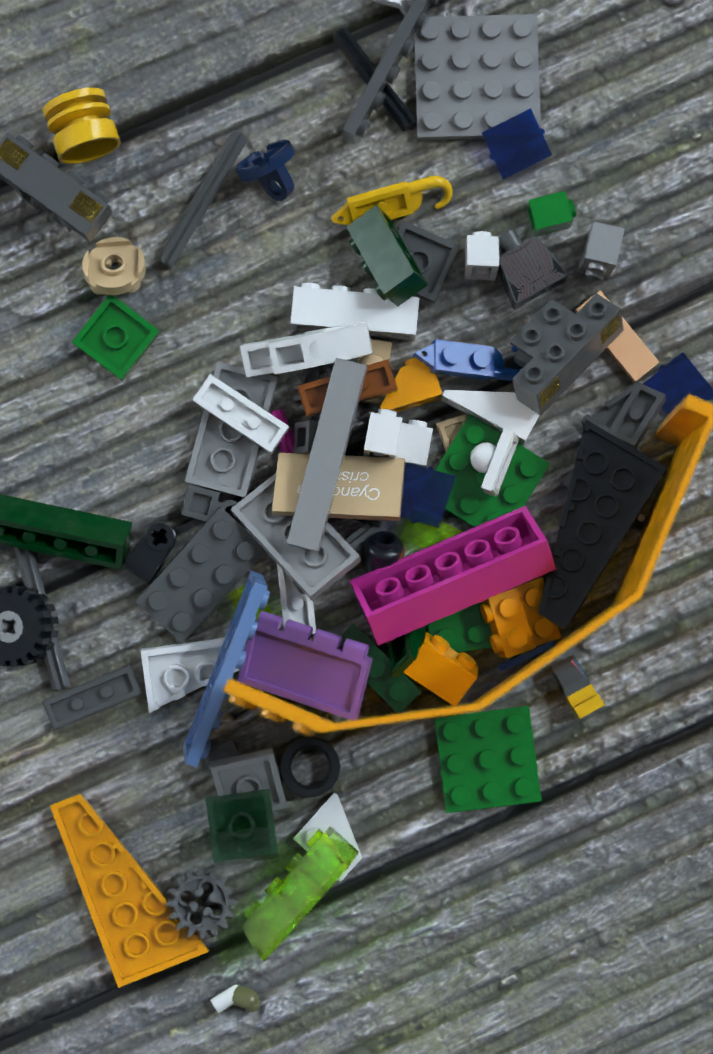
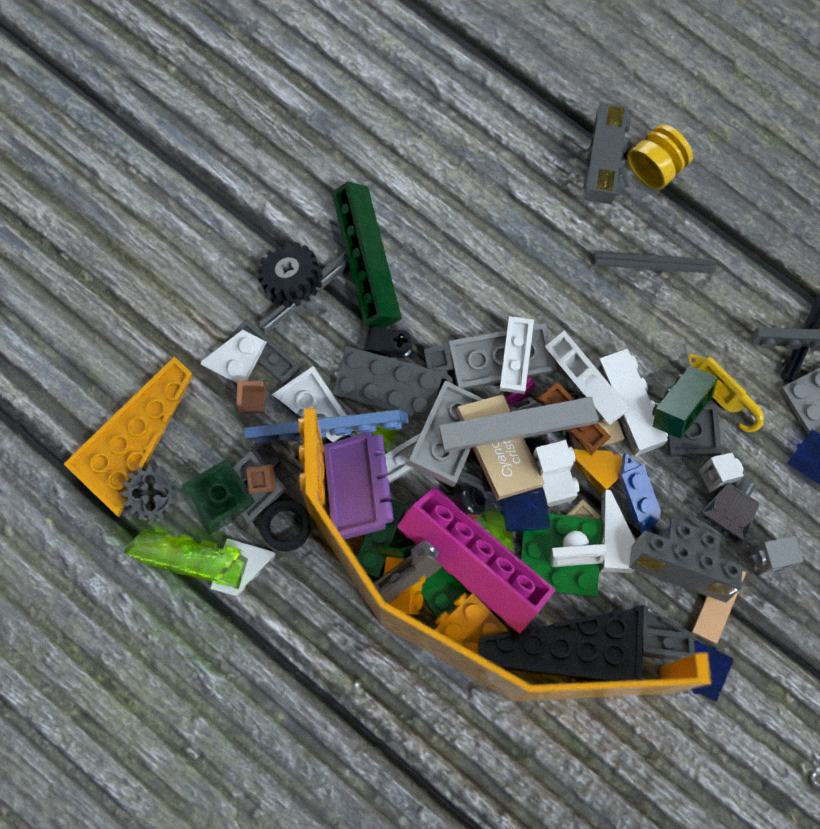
camera: 60 degrees right, 10 degrees down
(85, 734) = (236, 357): none -> white wing
(116, 337) = (526, 249): green plate -> none
(118, 281) = (563, 221): tan plate -> none
(142, 738) = (251, 397): none -> nougat panel
(239, 996) = (93, 551): arm -> none
(249, 771) = (261, 479): none -> nougat tile
(270, 169) = (700, 296): dark blue tile -> none
(435, 659) = (409, 572): none -> dark grey plate
(487, 759) = (352, 655): green plate -> none
(550, 213) = (782, 508): green brick -> none
(576, 687) = (438, 697): leg -> none

